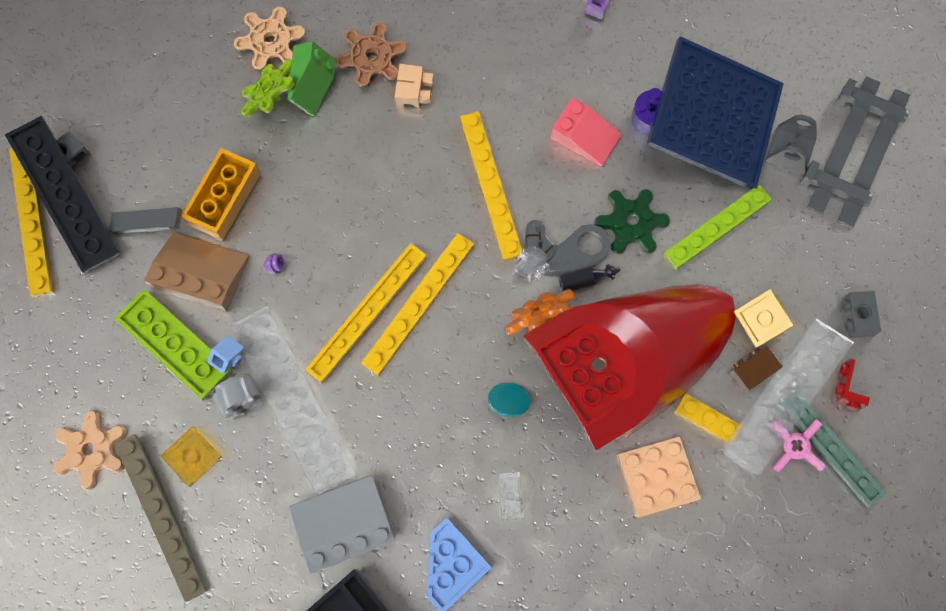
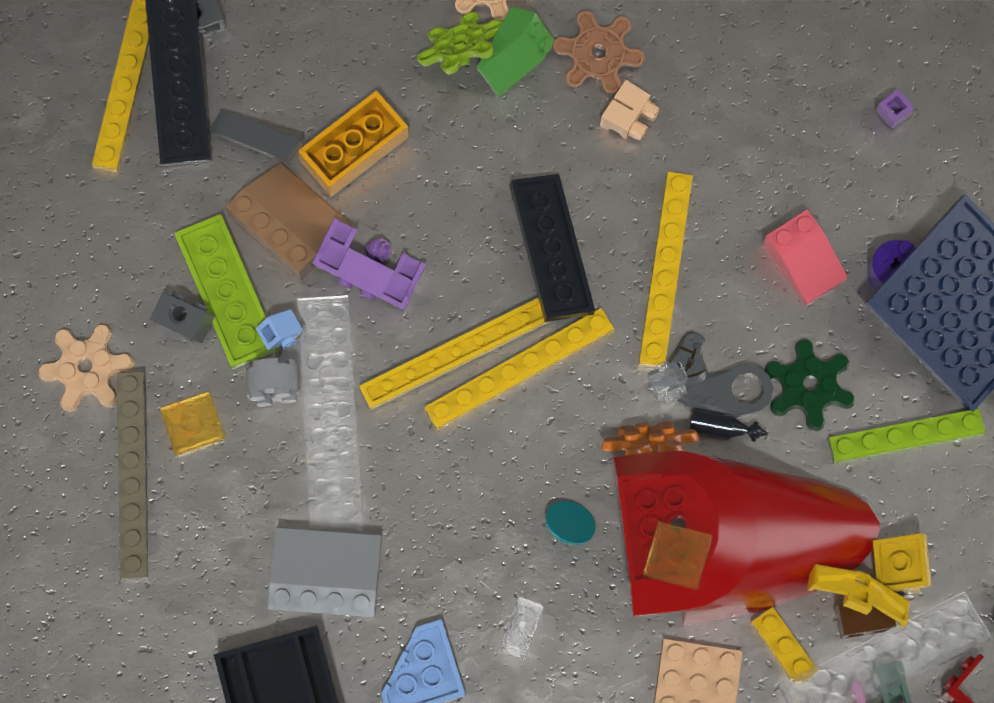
camera: 20 degrees right, 0 degrees up
(135, 377) = (169, 312): none -> dark grey brick
(270, 283) = (366, 274): none -> medium lavender bracket
(402, 205) = (552, 247): none -> black plate
(611, 389) = (678, 555): none -> clear yellow plate
(746, 353) = (860, 591): none -> yellow plate

